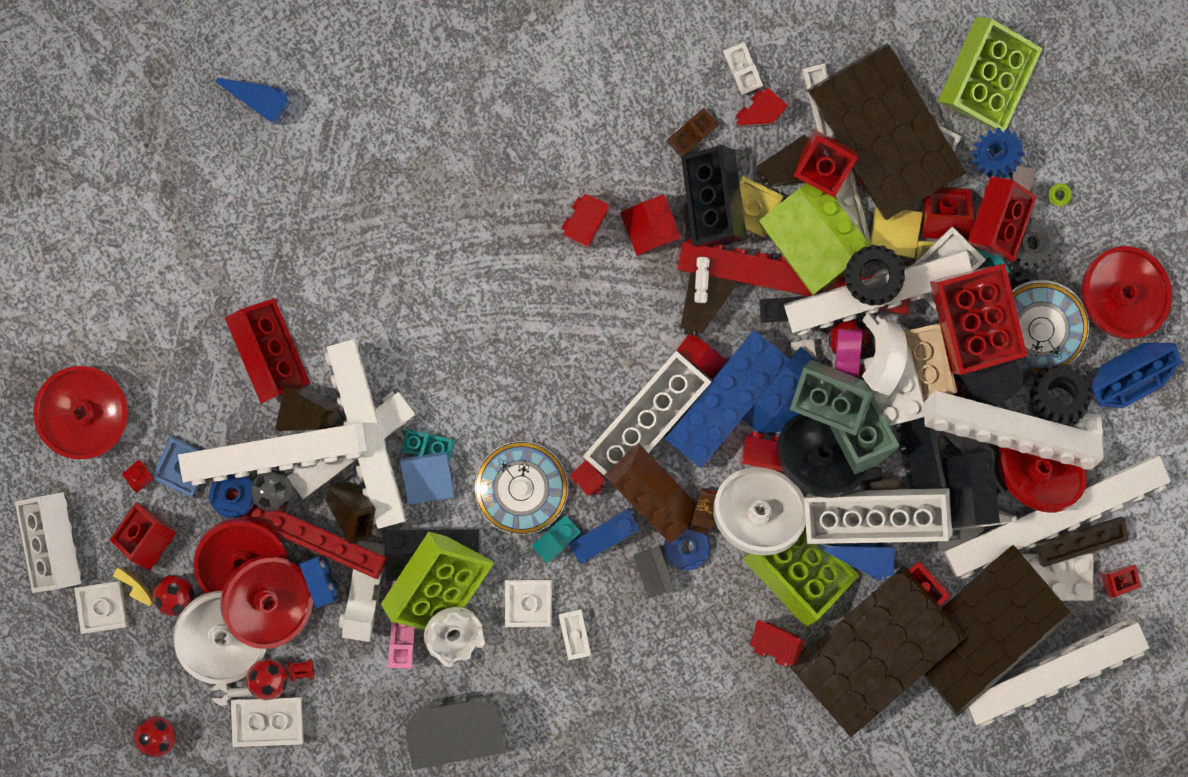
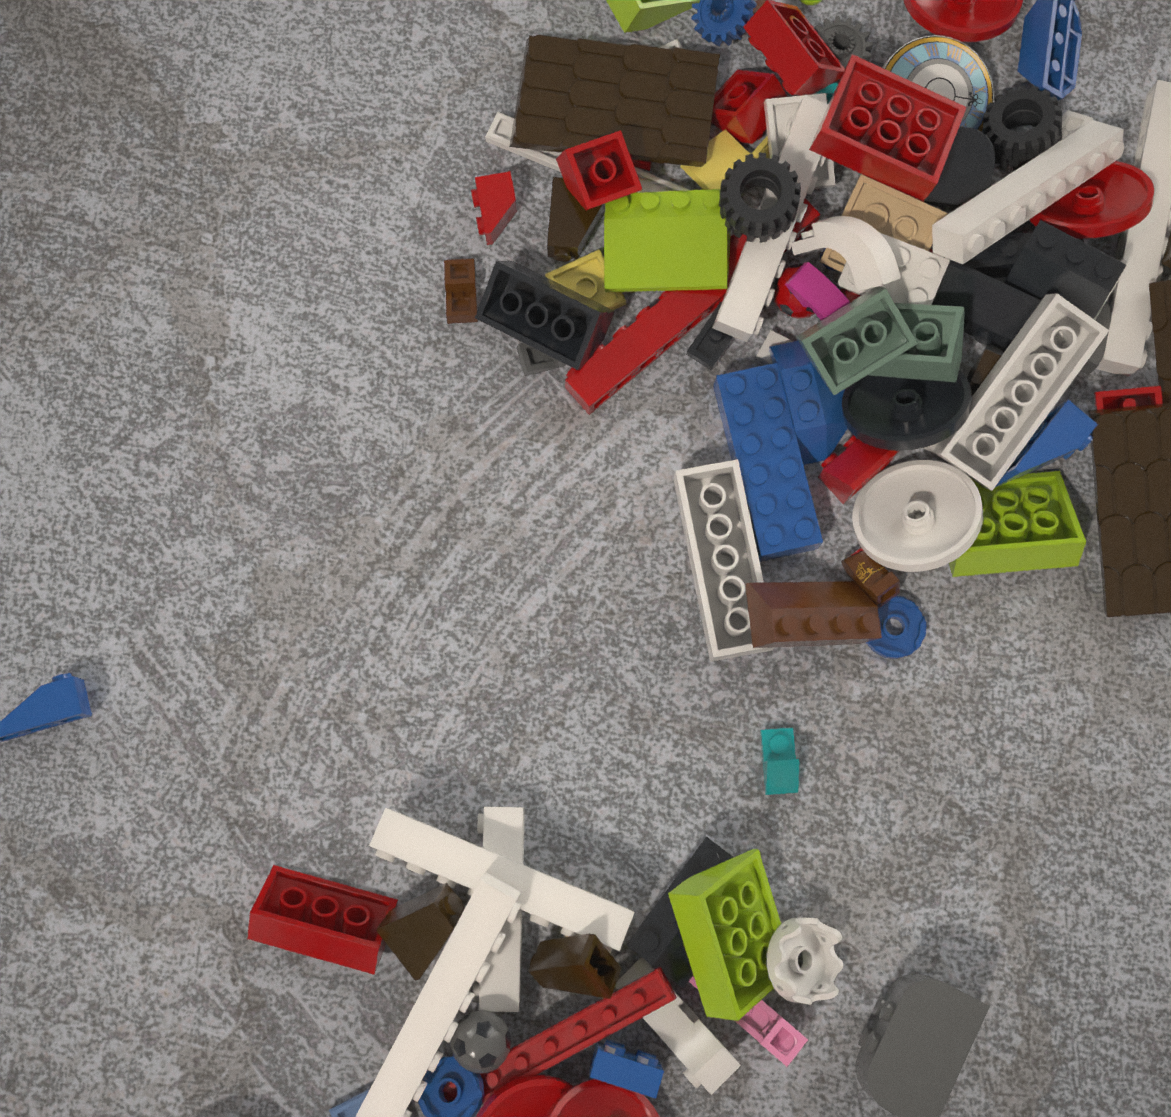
camera: 50 degrees left, 10 degrees down
(424, 444) = (568, 822): teal slope -> none
(427, 478) = (603, 850): medium blue tile -> none
(521, 487) = (694, 755): dish -> none
(528, 603) = (828, 847): white tile -> none
(574, 634) = (902, 822): white plate -> none
(585, 220) = (462, 462): red slope -> none
(588, 478) = (740, 673): red brick -> none
(604, 536) = (816, 704): blue slope -> none
(650, 225) = (520, 401): red slope -> none
(653, 572) = (896, 681): dark grey panel -> none
(699, 315) = (644, 409): dark brown slope -> none
(701, 282) = (621, 388): white axle -> none
(701, 355) = (698, 451): red slope -> none
(742, 68) = (435, 194): white slope -> none
(777, 643) = (1076, 607): red slope -> none

